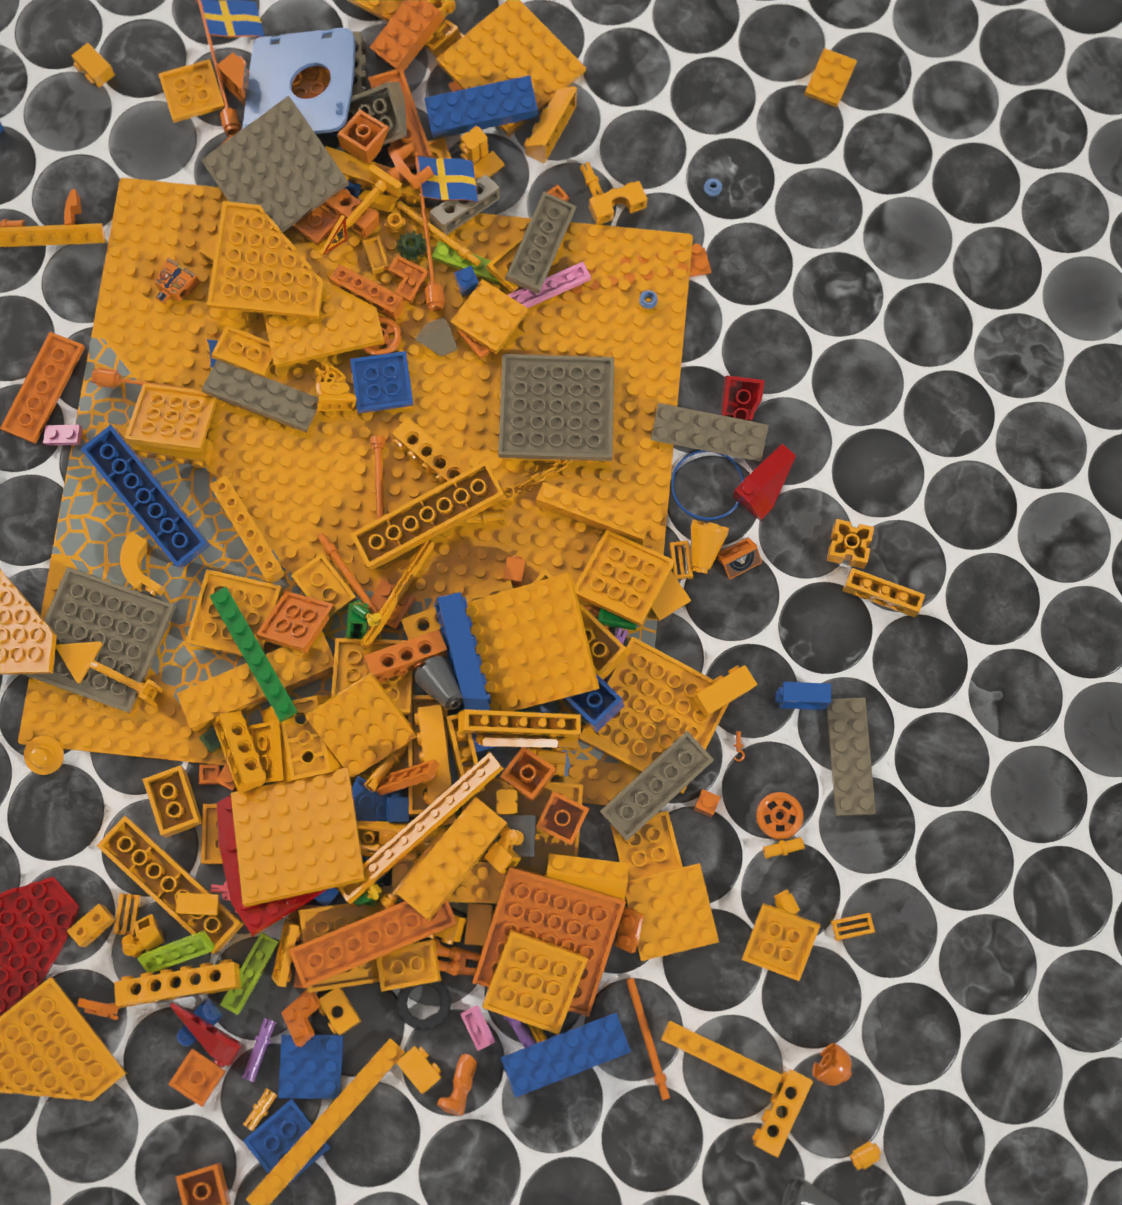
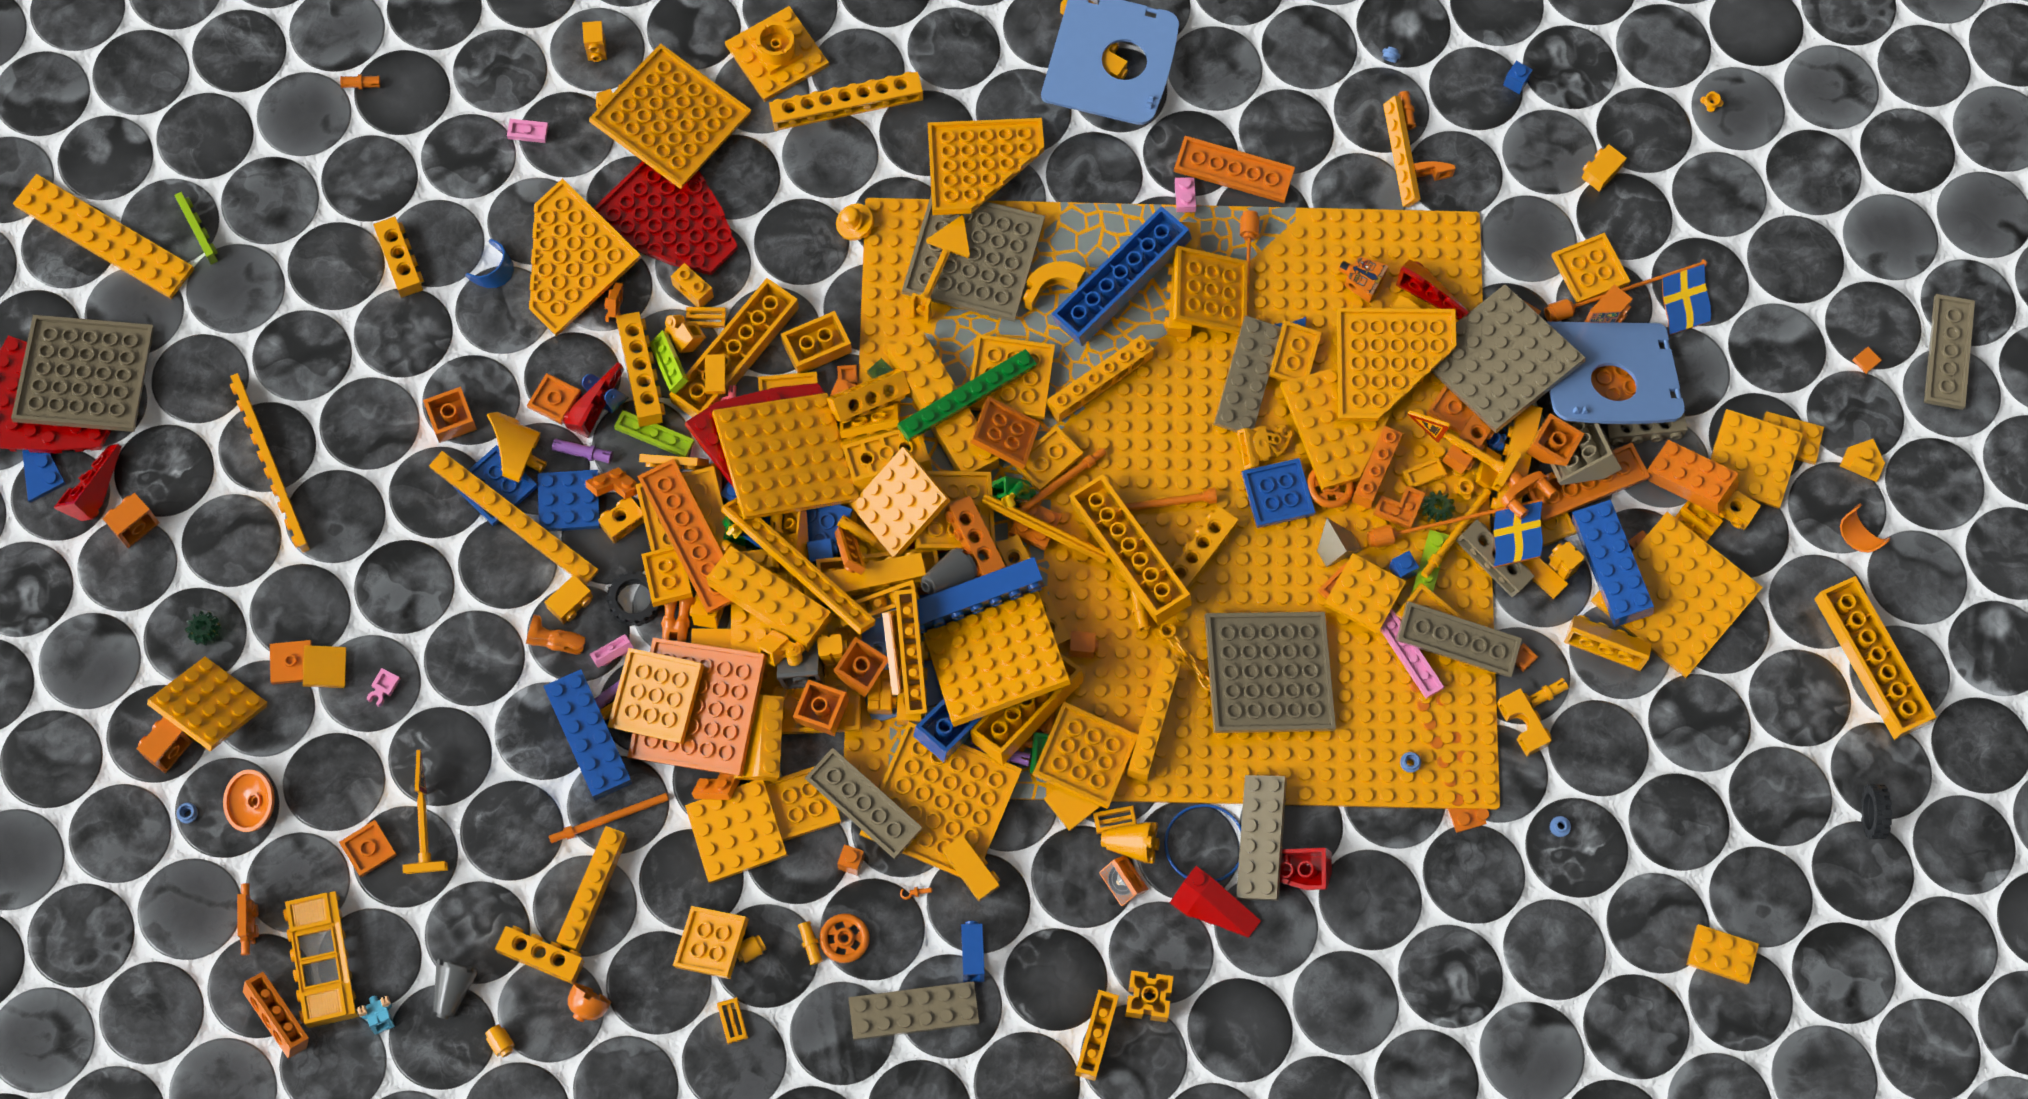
camera: 85 degrees right, 5 degrees down
(48, 1129) = (500, 275): none -> blue piece
(190, 230) = (1422, 284): none -> red wedge
(245, 1119) = (514, 444): none -> light orange panel

